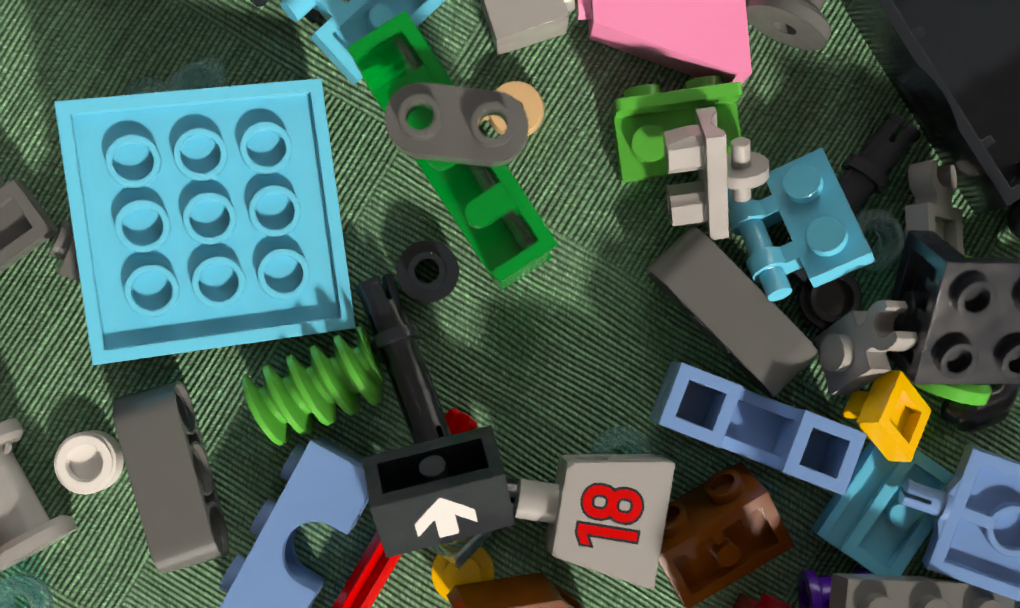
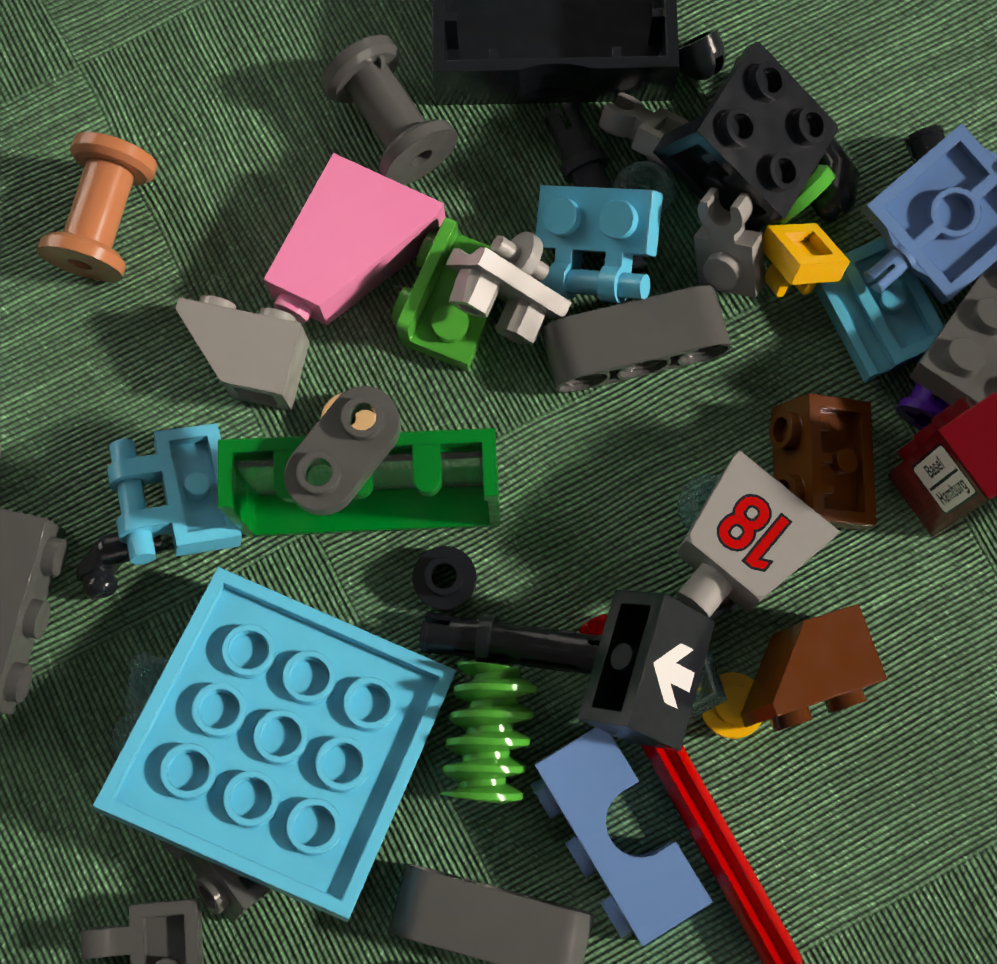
camera: 55 degrees left, 10 degrees down
(758, 427) = (763, 363): medium blue arch -> none
(829, 301) = (675, 255): black plate -> none

